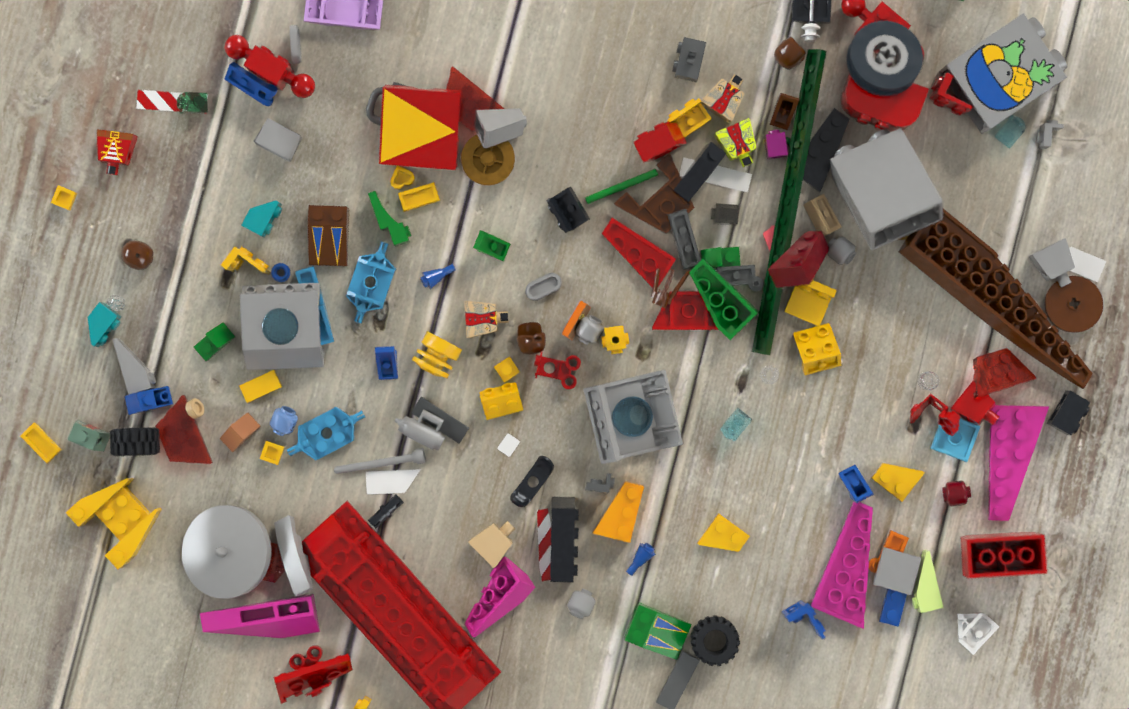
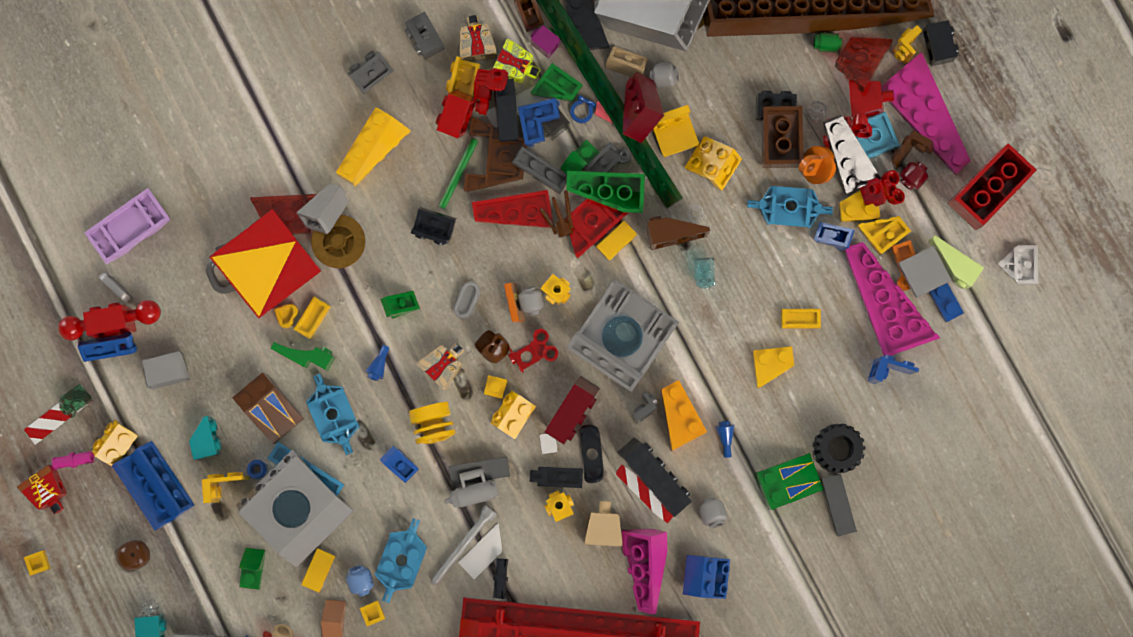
camera: 45 degrees left, 5 degrees down
(154, 145) = (73, 460): none -> dark pink pin
(194, 159) = (113, 443): none -> yellow bracket
(195, 216) = (153, 485): none -> blue slope
(475, 505) = (562, 513): none -> yellow brick
(492, 476) = (557, 477): none -> black hinge
(534, 644) = (706, 577): none -> blue slope
(547, 438) = (572, 410): none -> dark red wedge
(576, 108) = (371, 146): none -> yellow wedge
(625, 49) = (369, 71): none -> dark grey bracket
(693, 342) = (616, 240): none -> yellow tile
(701, 139) = (484, 84): none -> red piece
(715, 195) = (532, 118): none -> blue panel
(737, 372) = (670, 232): none -> reddish brown slope
(754, 186) = (557, 85): none -> green wing
(760, 213) = (591, 105): none -> blue piece
(775, 522) = (800, 318): none -> yellow tile
(829, 425) = (775, 211): none -> dark azure plate
(885, 377) = (782, 137): none -> reddish brown slope
(892, 421) = (818, 165): none -> orange tile
(895, 515) = (884, 232): none -> yellow wing
(899, 354) = (774, 99): none -> black brick
(917, 481) = (878, 191): none -> red piece
(920, 438) = (850, 158): none -> wing
(983, 474) = (914, 140): none -> reddish brown bracket
(985, 336) = (827, 42): none -> green brick
(1034, 394) = (903, 51): none -> yellow bracket

